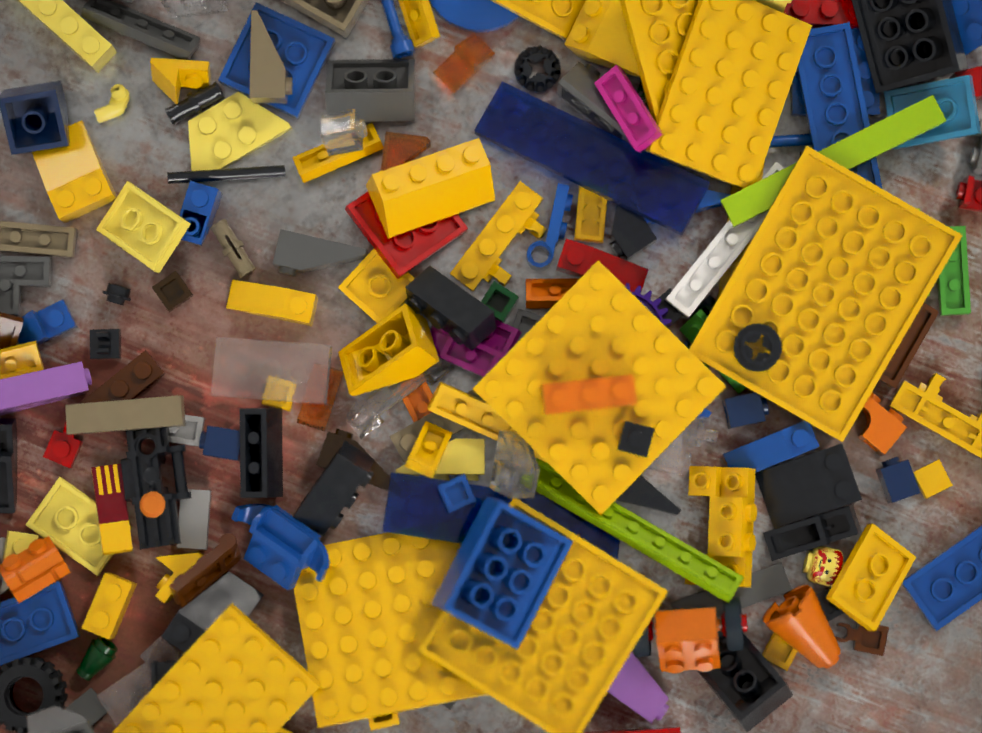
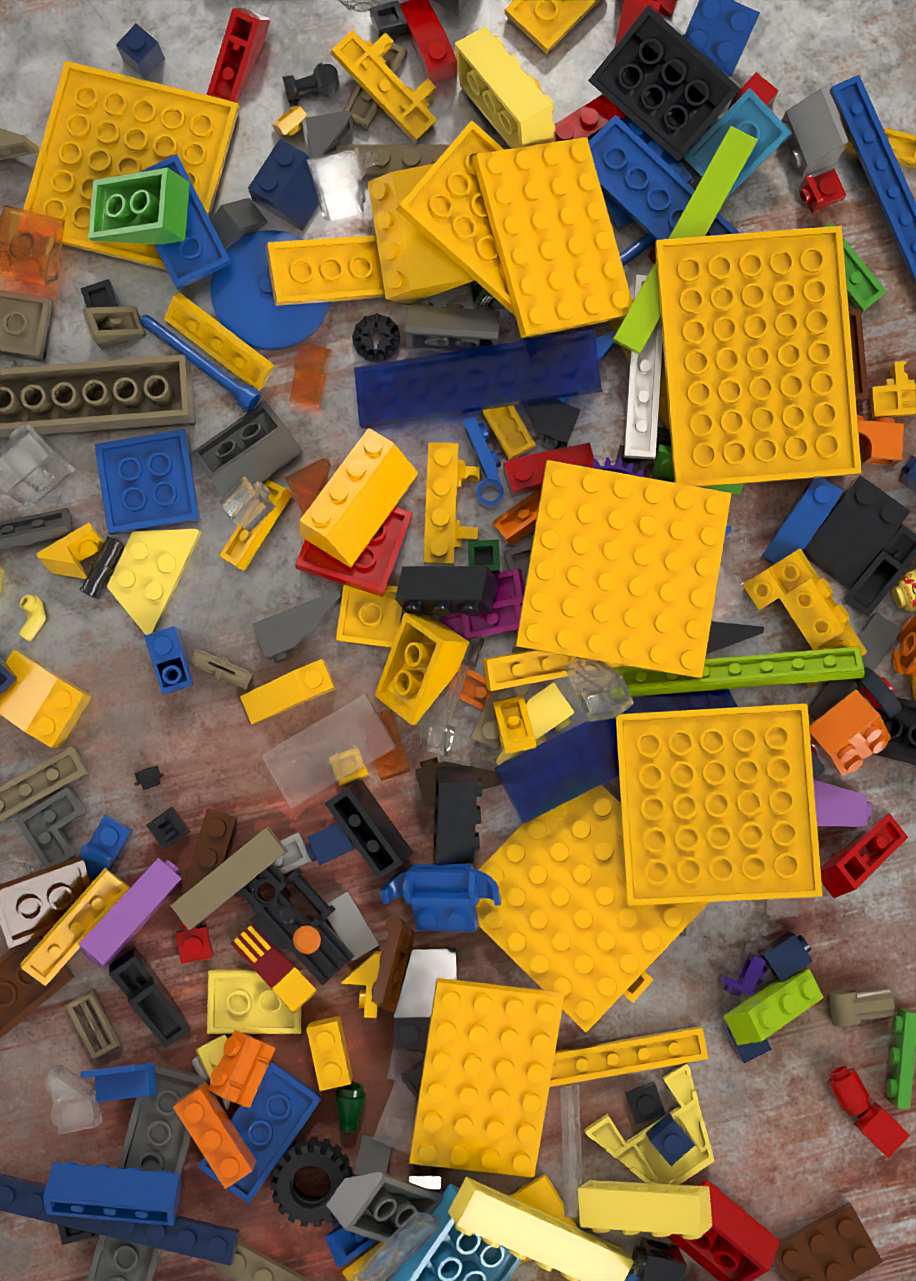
camera: 35 degrees left, 0 degrees up
(143, 227) = (131, 704): light yellow tile -> none
(172, 291) = (195, 742): dark brown plate -> none
(226, 174) = (171, 609): black bar -> none
(267, 72) = (146, 495): dark tan slope -> none
(456, 493) = (563, 746): blue tile -> none
(502, 572) = (653, 787): blue slope -> none
(588, 394) = (622, 580): orange brick -> none
(628, 108) = (481, 312): dark pink plate -> none
(635, 438) = (687, 591): black plate -> none
(745, 410) = (756, 505): dark blue brick -> none
(770, 340) = (742, 429): black gear -> none

